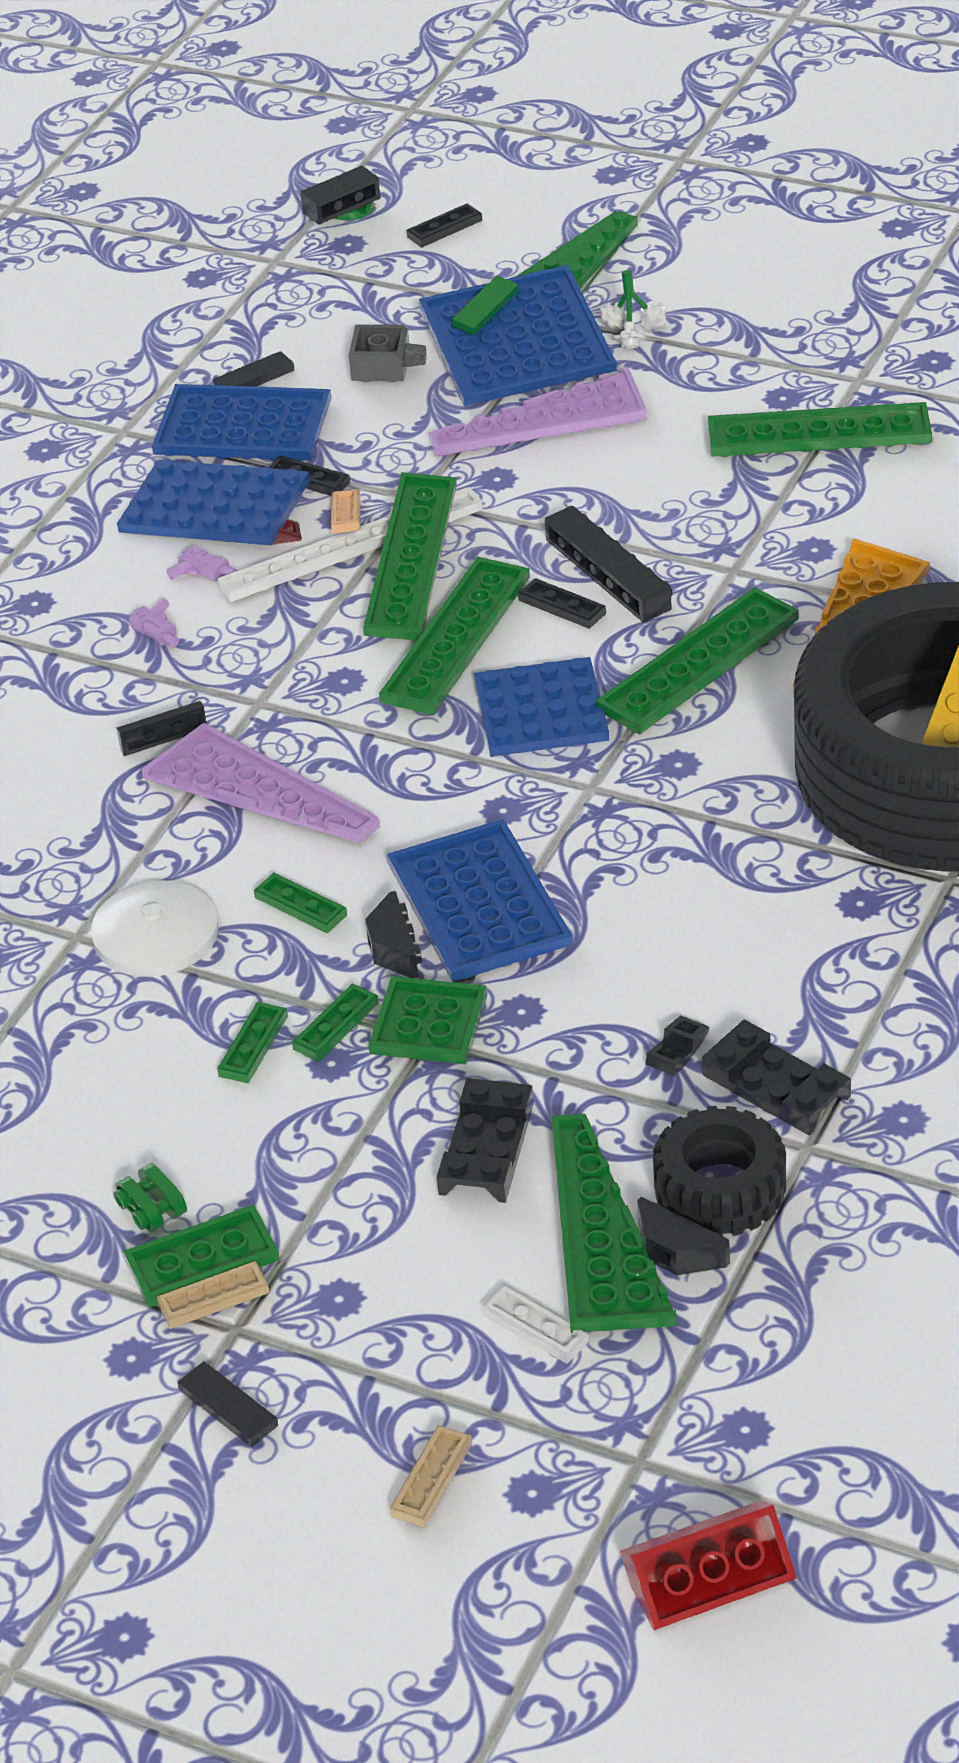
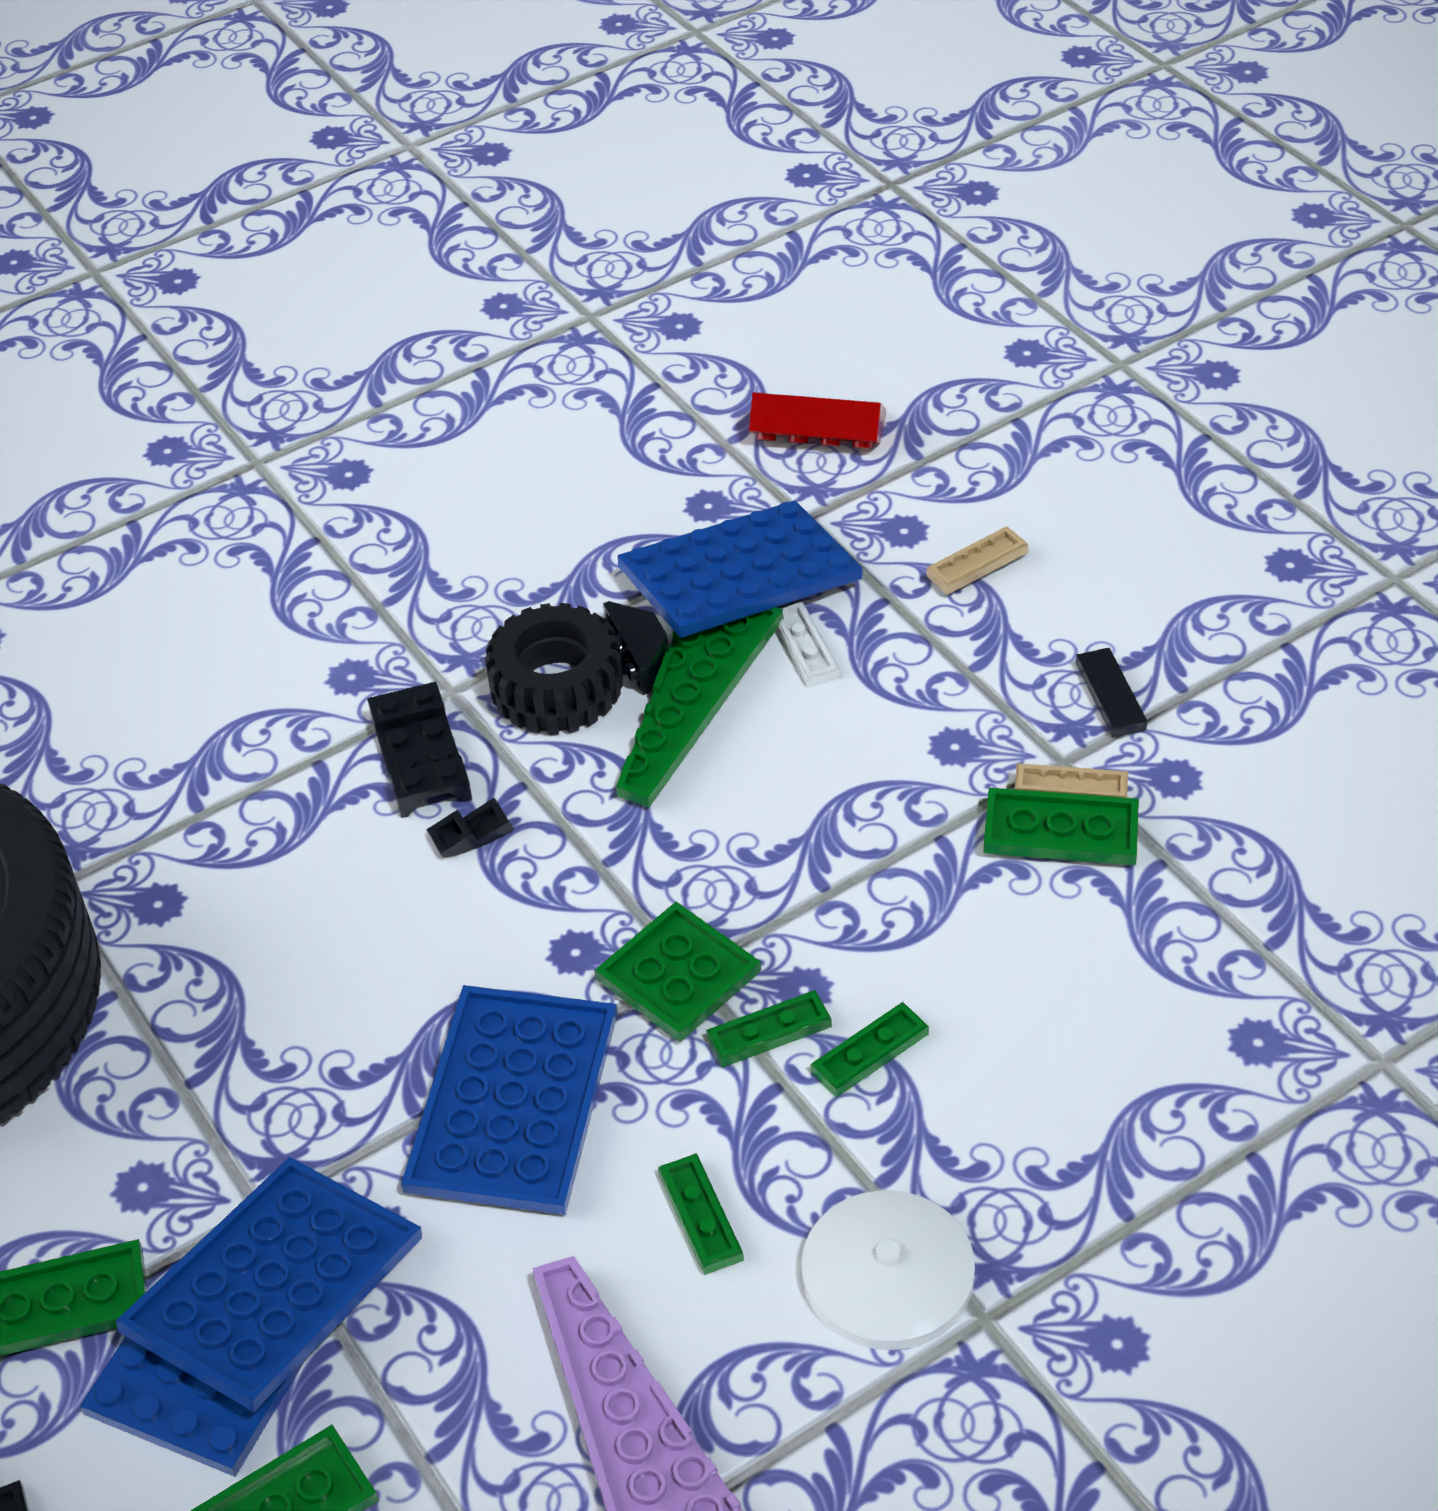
camera: 150 degrees left, 5 degrees up
(143, 1209) = (1094, 893): green brick -> none
(392, 938) = (639, 1092): black slope -> none
(487, 1137) = (724, 814): black piece -> none
(530, 736) = (269, 1282): none -> blue plate
(643, 1348) = (738, 568): none -> blue plate

